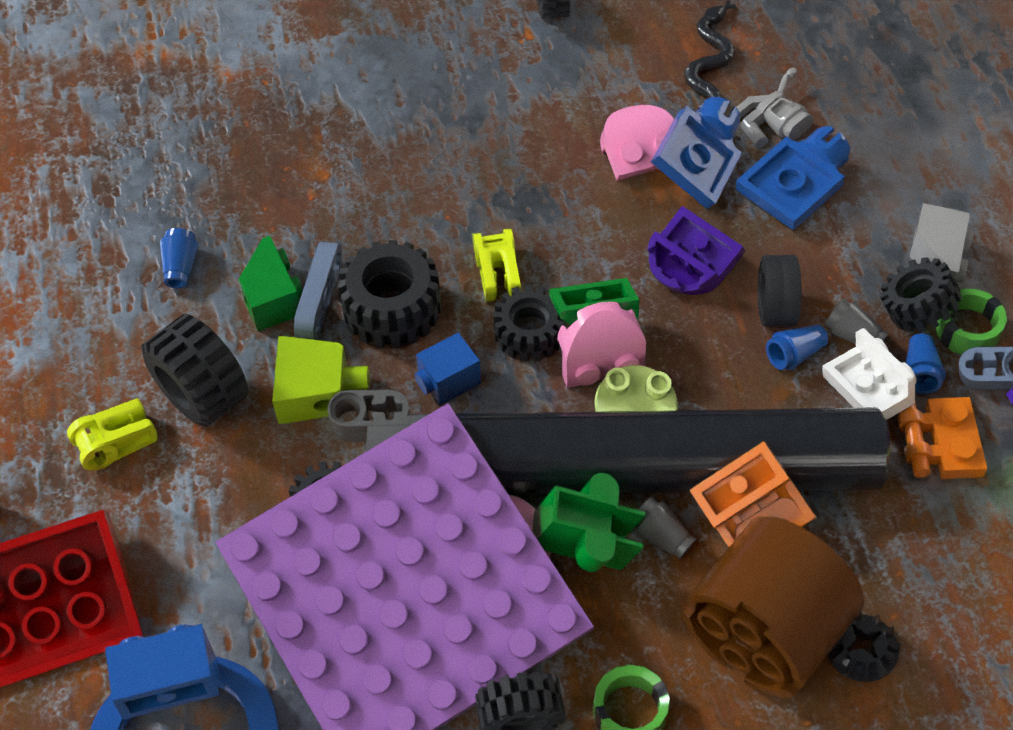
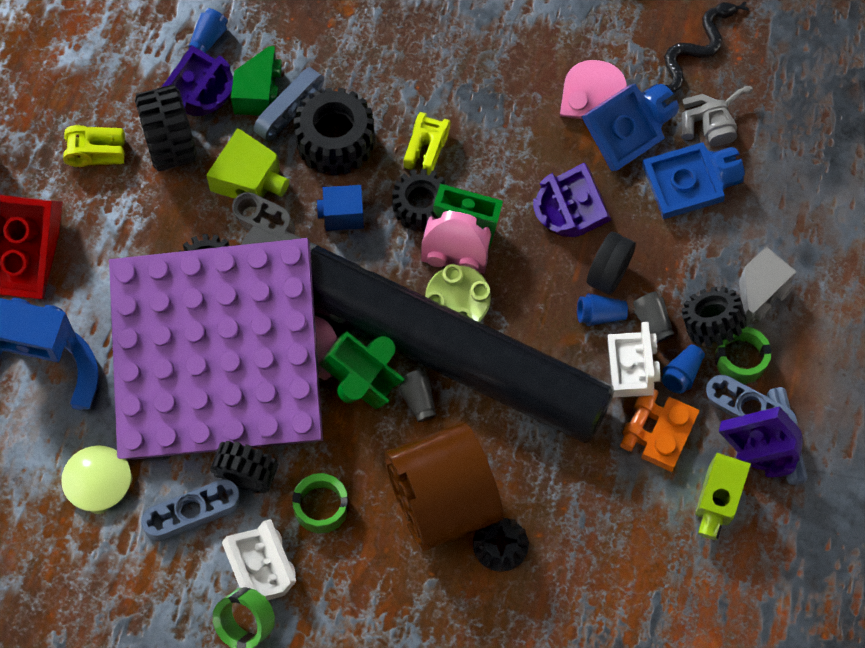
camera: 25 degrees right, 10 degrees up
(210, 301) = (202, 82): none -> dark purple slope
(750, 489) = (486, 405): orange slope -> none

